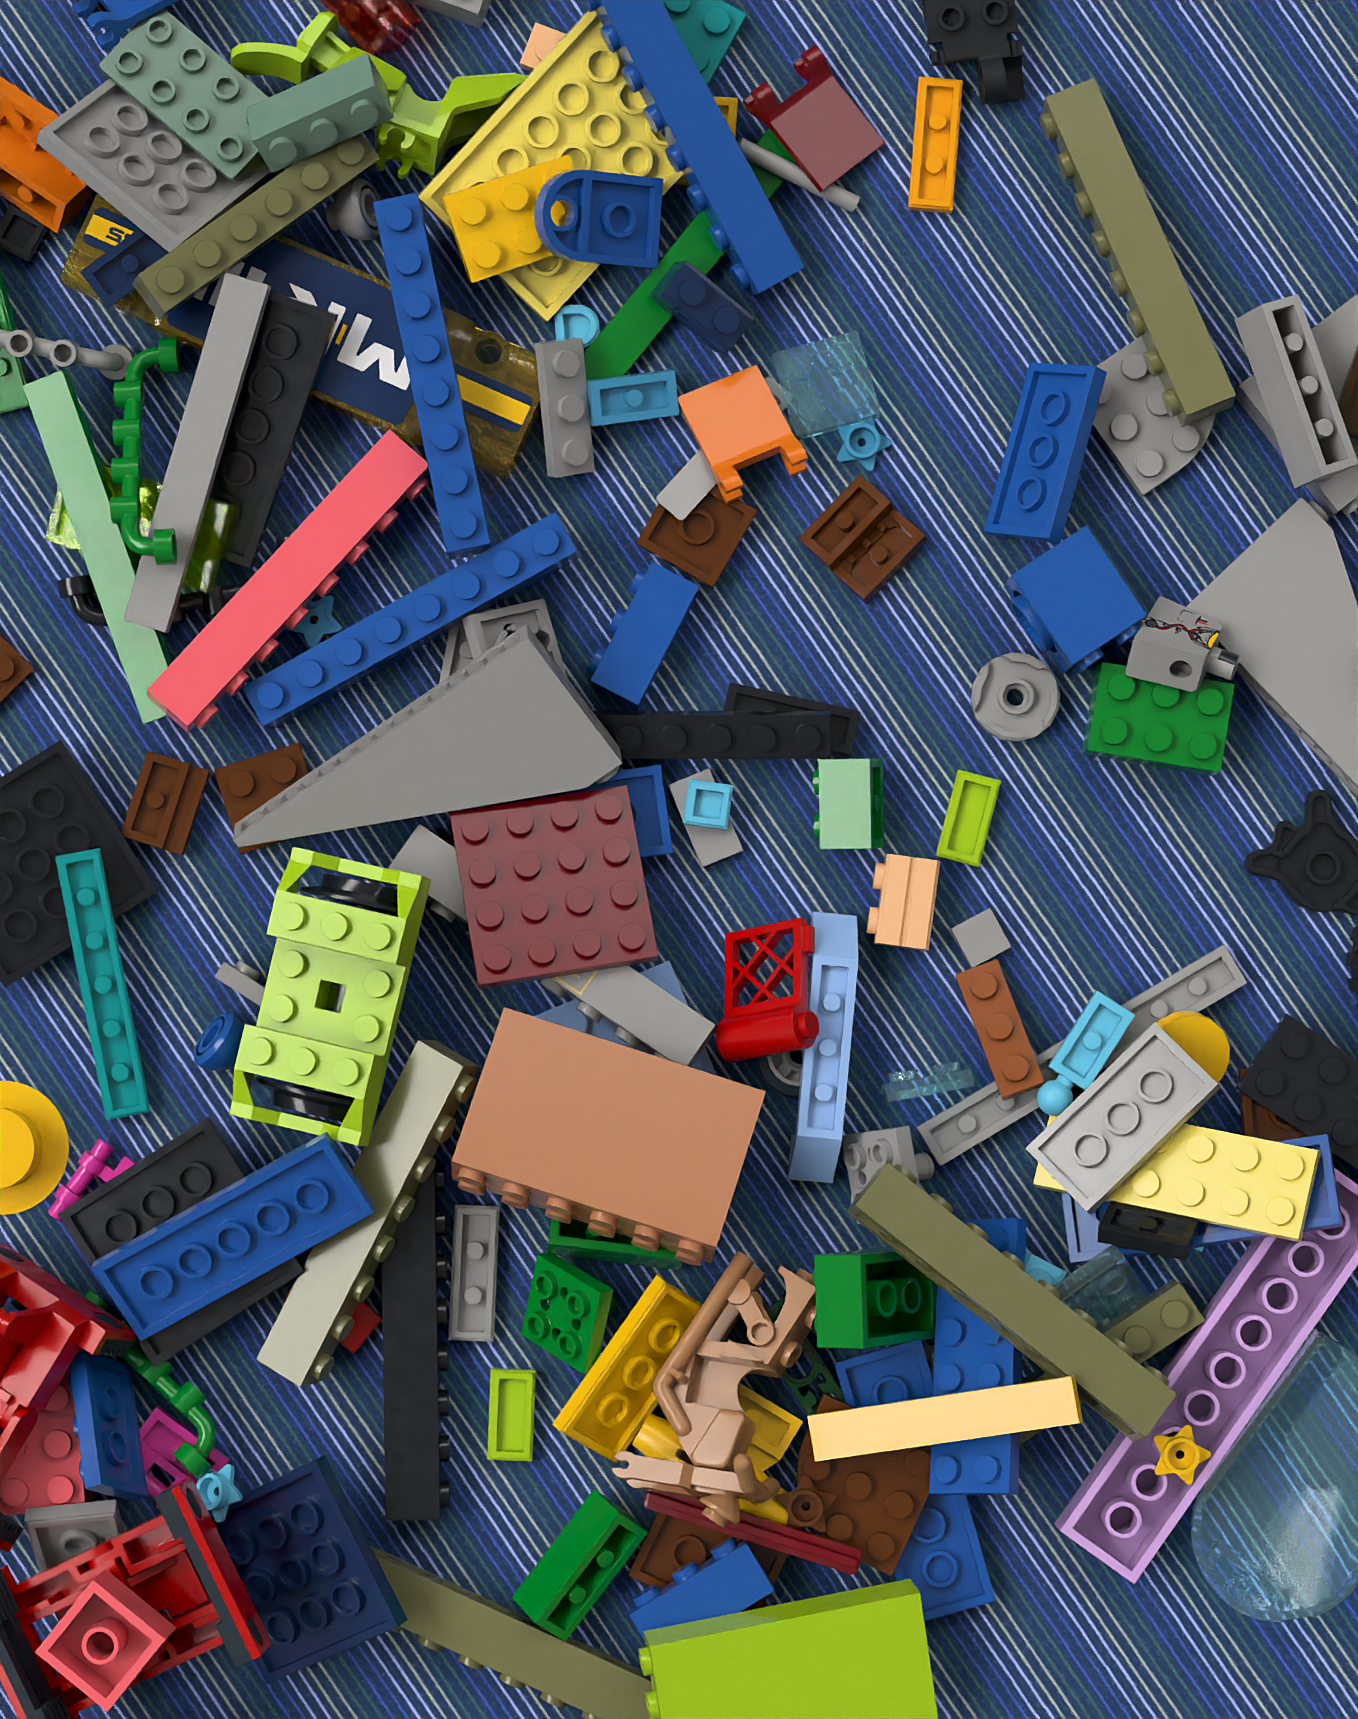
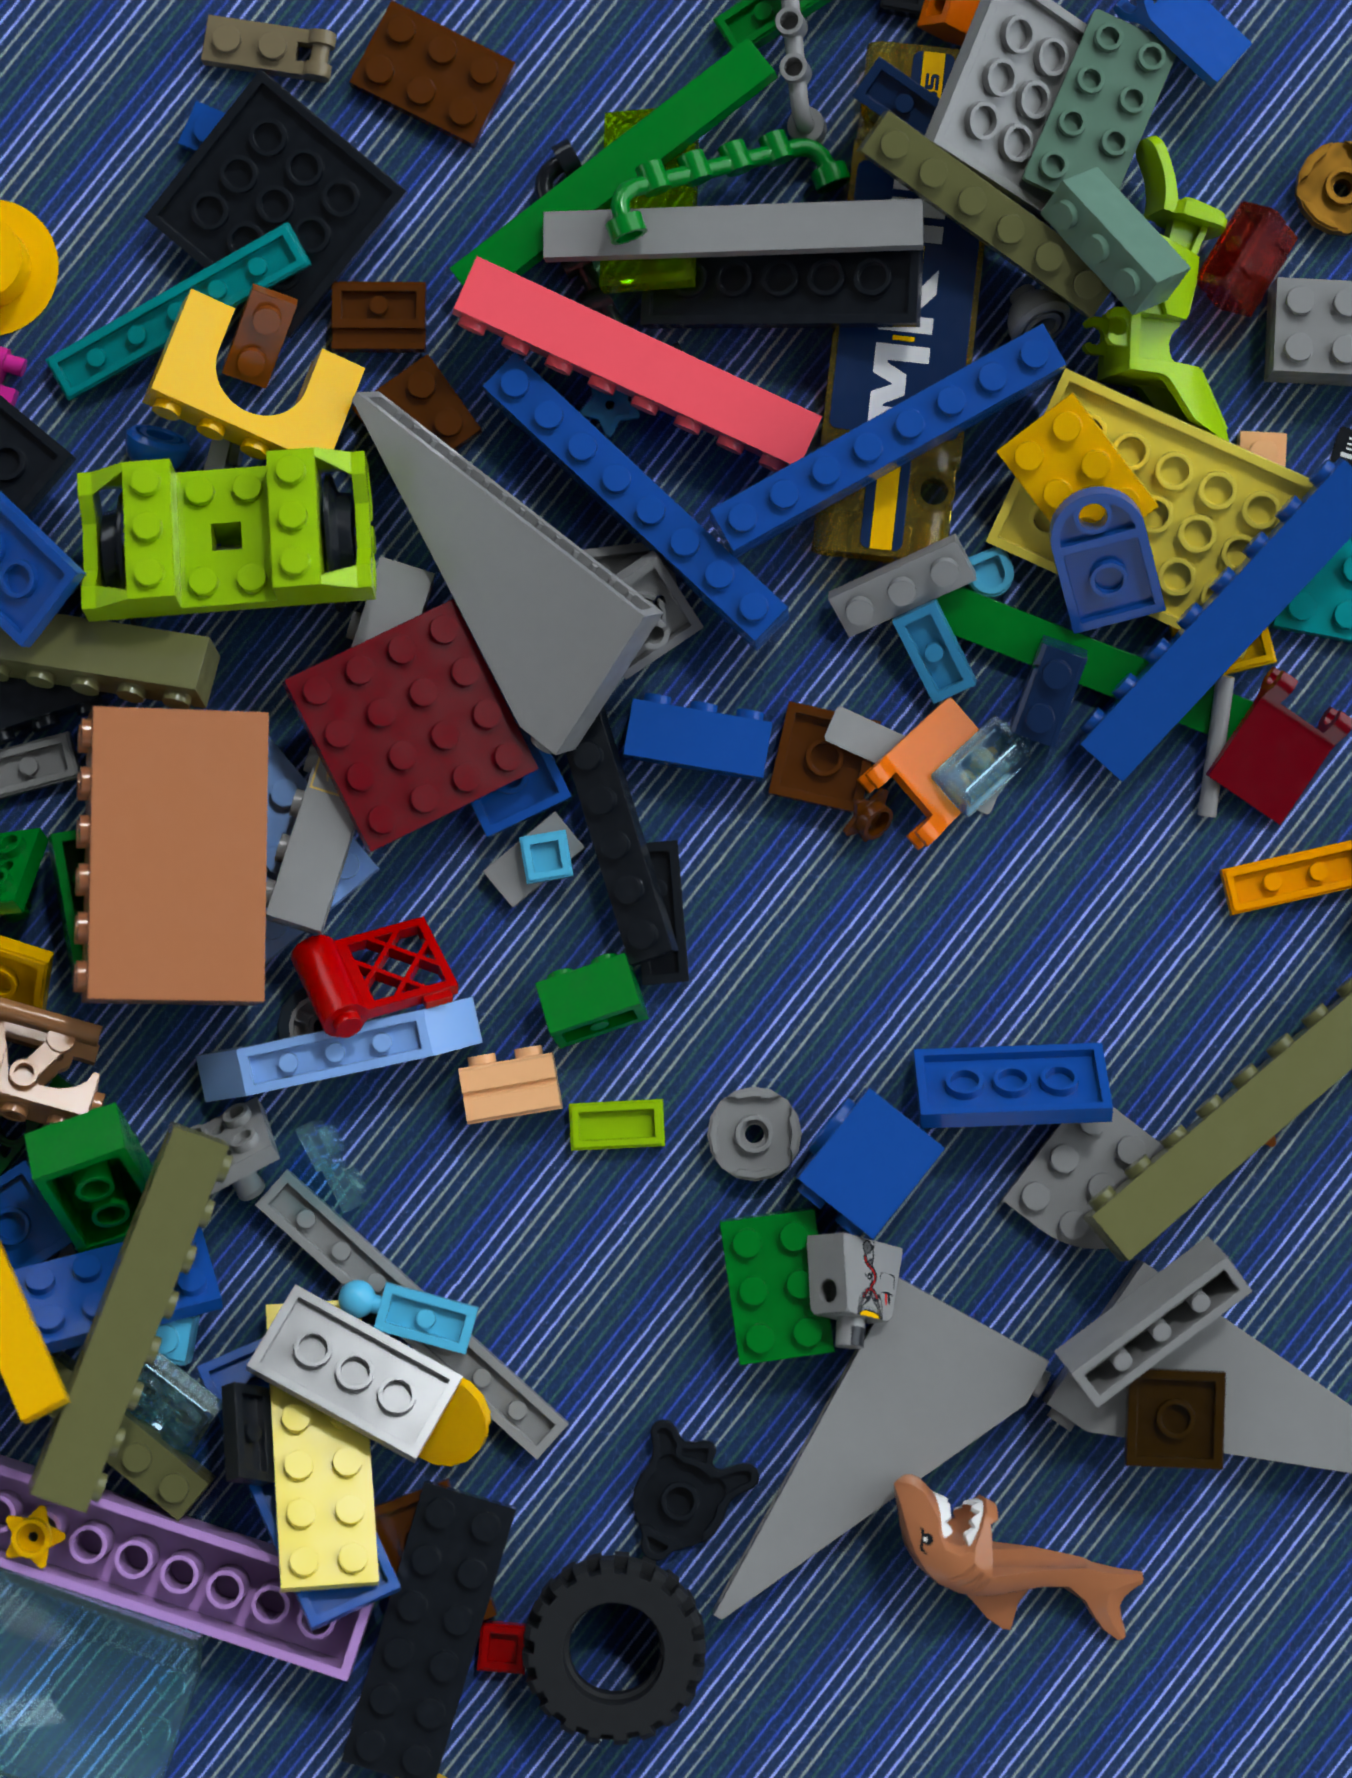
camera: 80 degrees right, 0 degrees up
(149, 916) = (259, 336): none -> dark orange plate
(181, 991) = (189, 389): none -> yellow arch
(748, 388) = (982, 765): none -> clear light blue slope
(764, 502) = (870, 817): none -> reddish brown plate
(826, 385) = (1011, 843): clear light blue plate -> none
(862, 539) = (866, 929): reddish brown slope -> none
(864, 455) = (970, 885): dark azure plate -> none
(980, 938) = (499, 1175): light grey tile -> none
(1000, 1030) = (410, 1223): dark orange plate -> none

